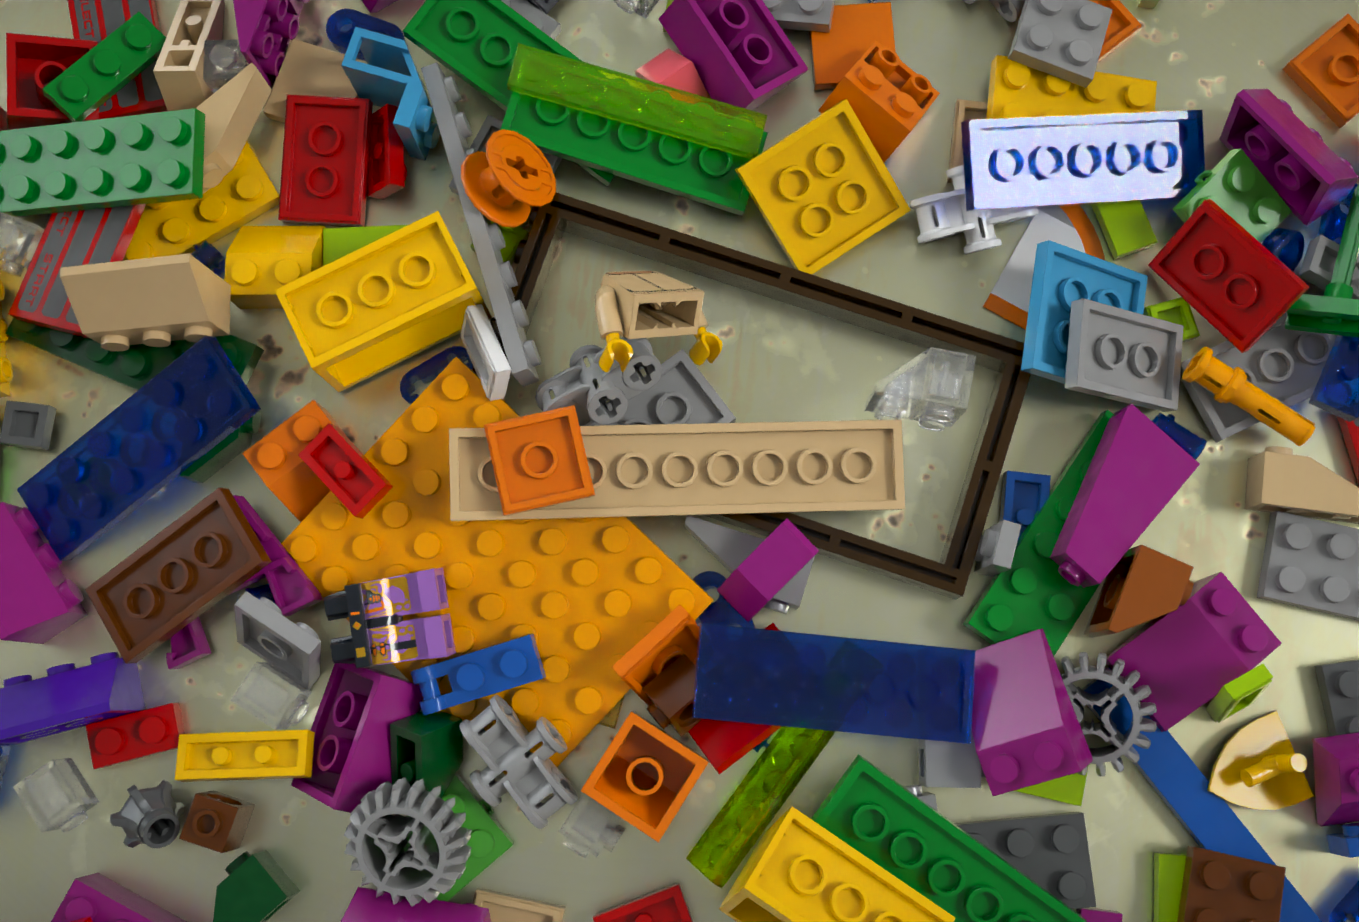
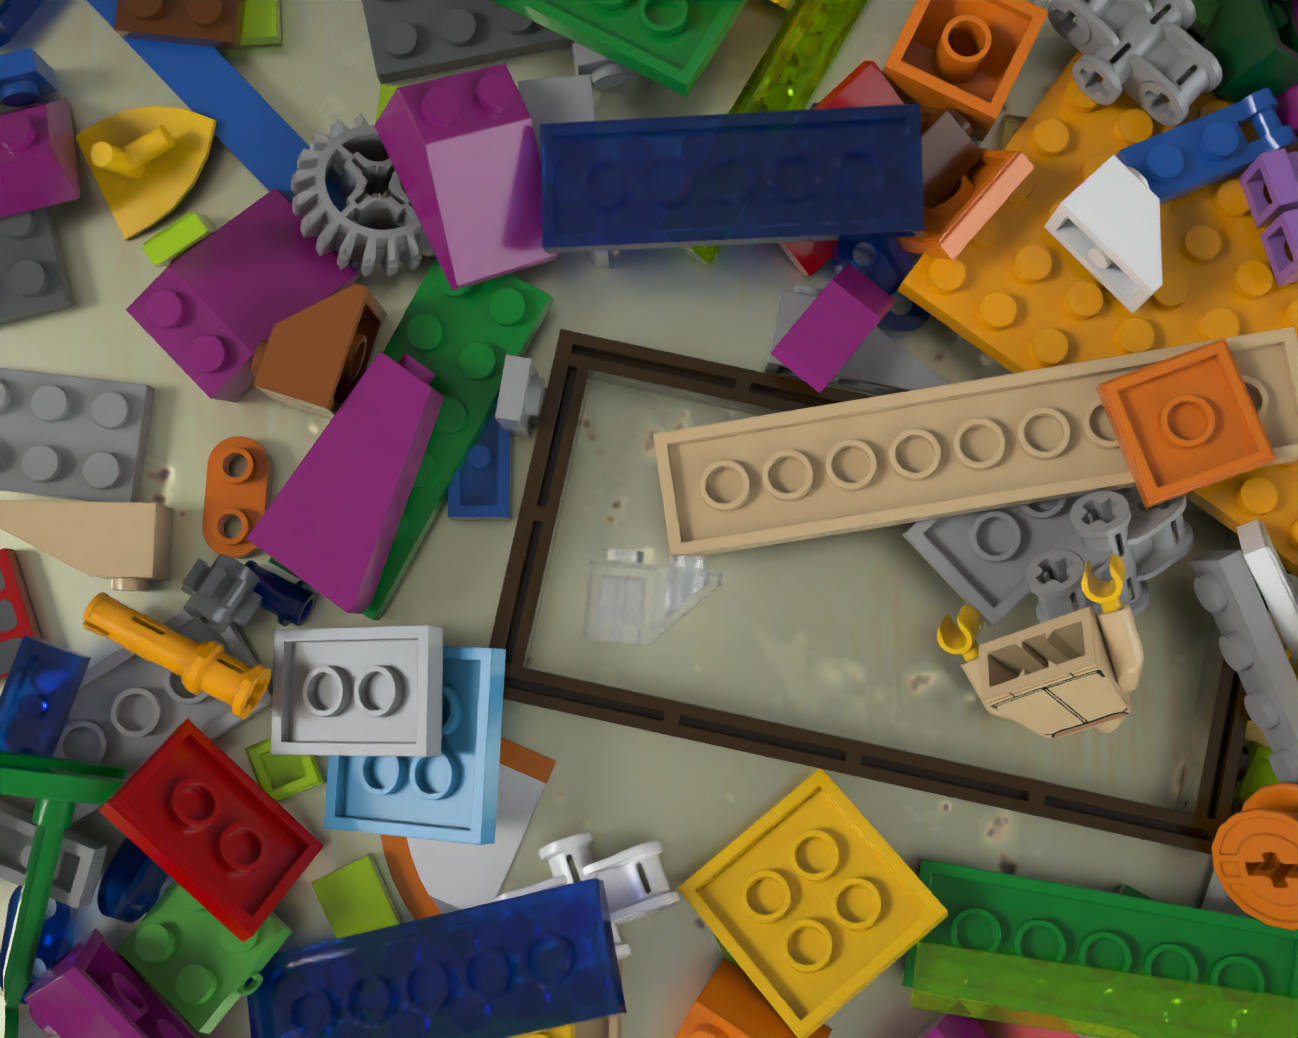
camera: 170 degrees right, 5 degrees up
(559, 615) = (1114, 231): none -> white slope
(1195, 506) = (236, 496): none -> orange plate
(1217, 433) = (221, 593): none -> dark grey gear

